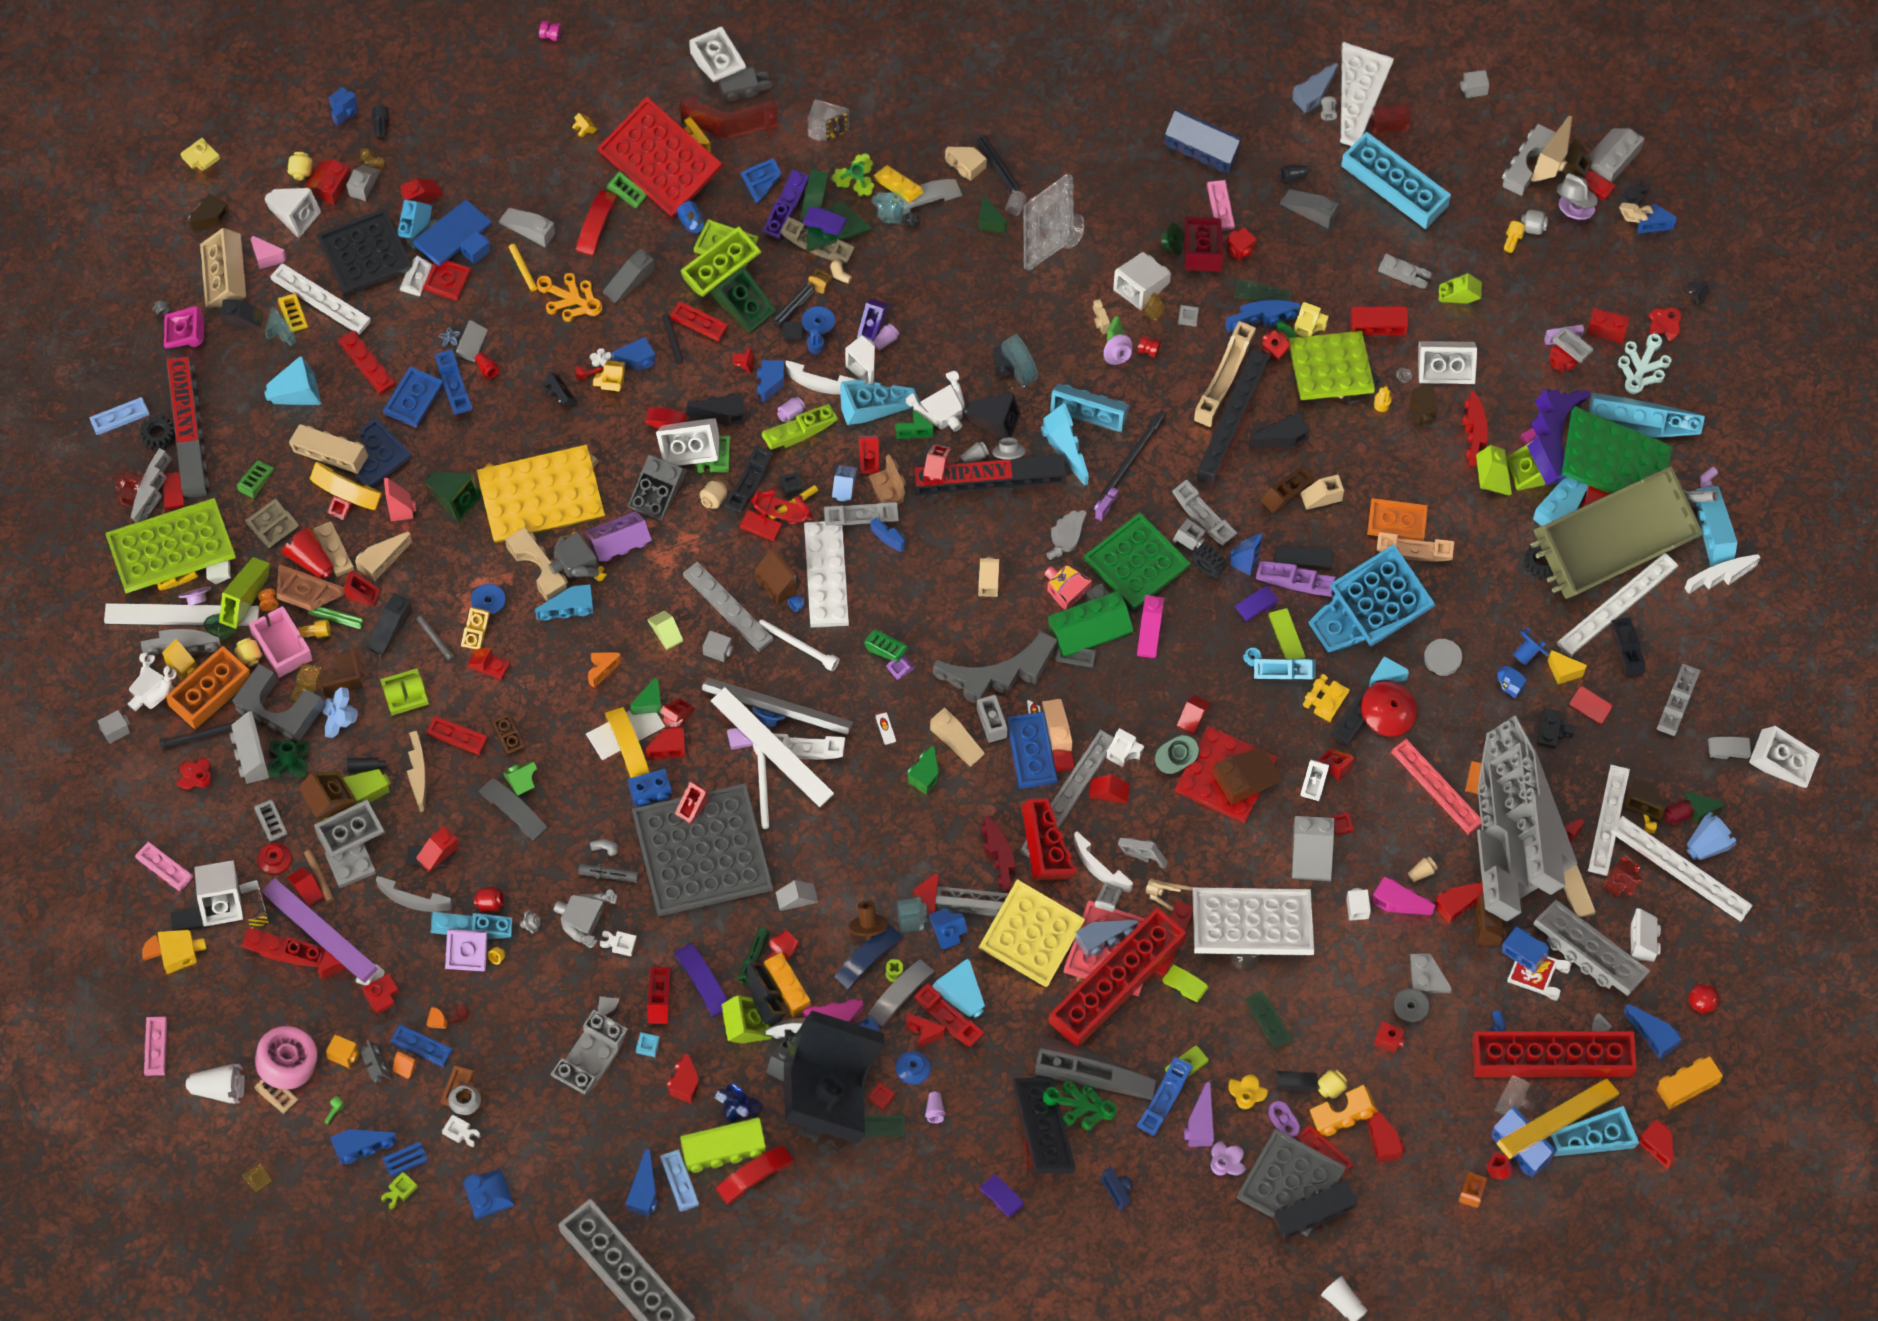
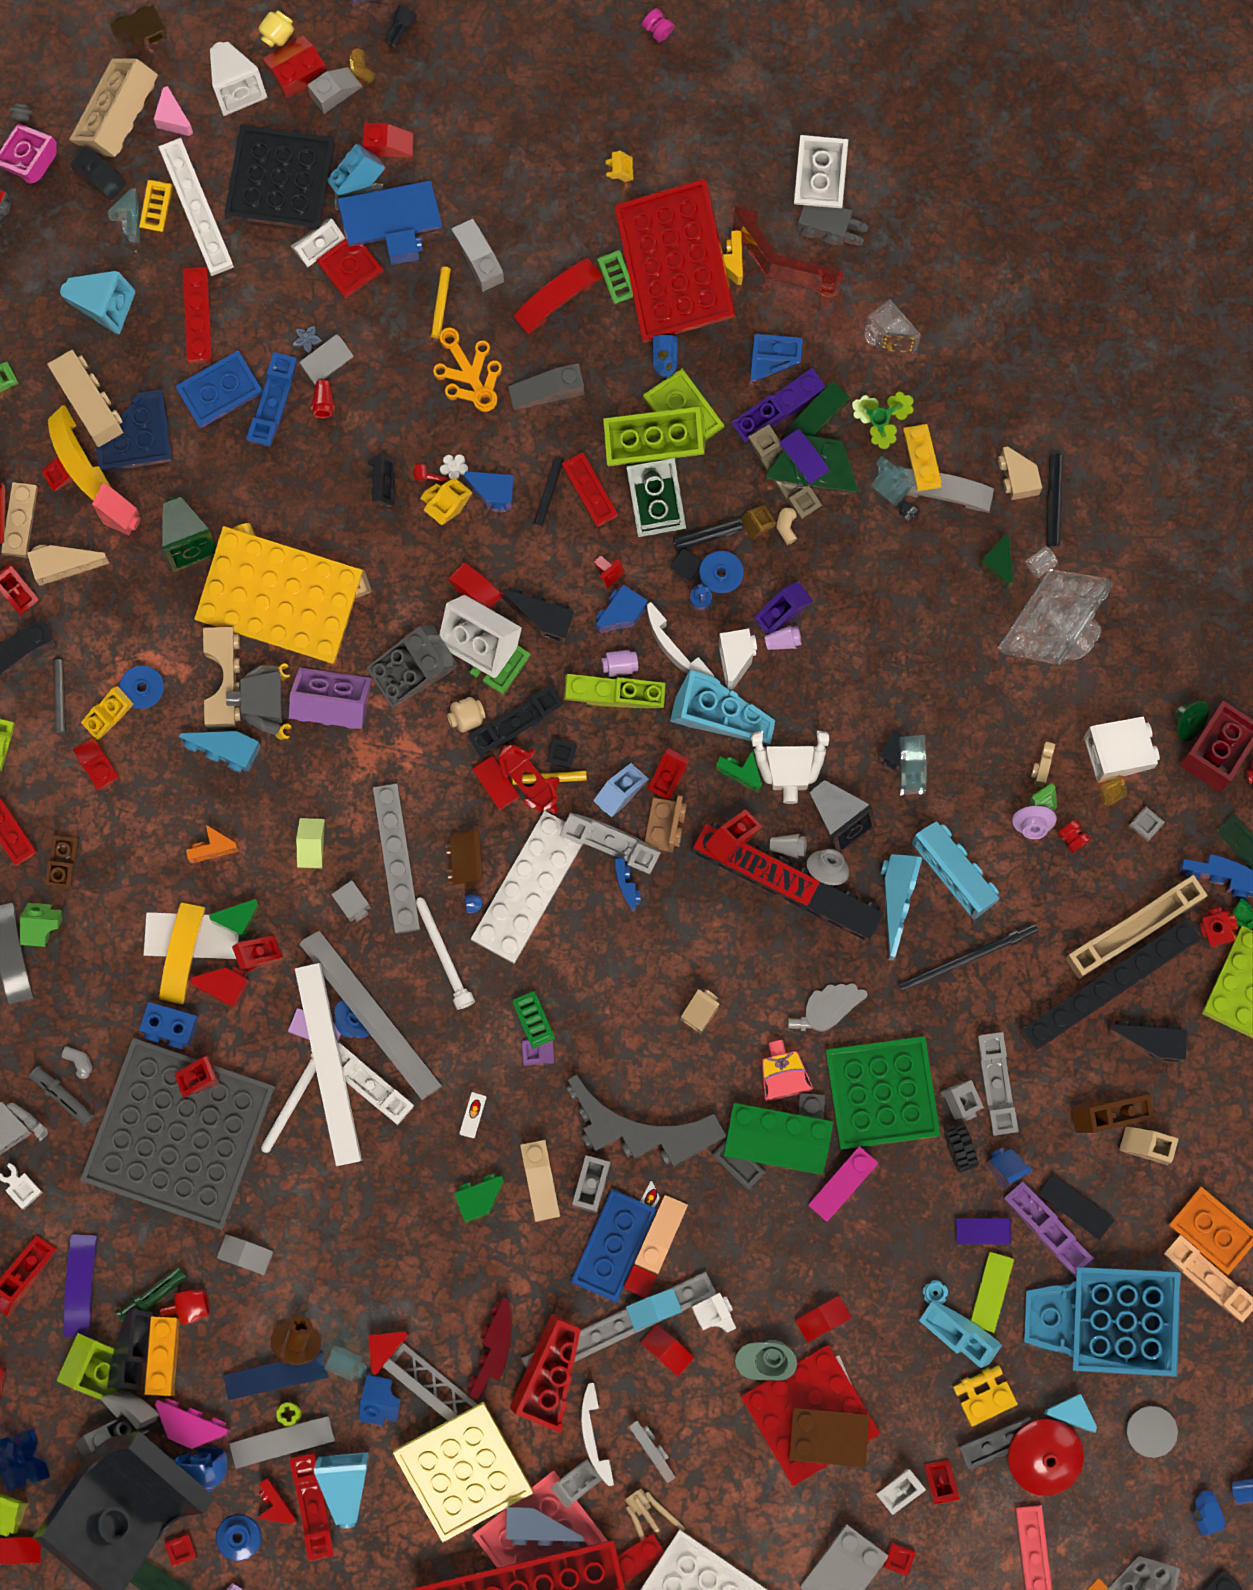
camera: 35 degrees right, 15 degrees up
(1083, 769) = (654, 1309): none -> medium azure slope
(1103, 507) = (888, 1002): medium lavender plate -> none

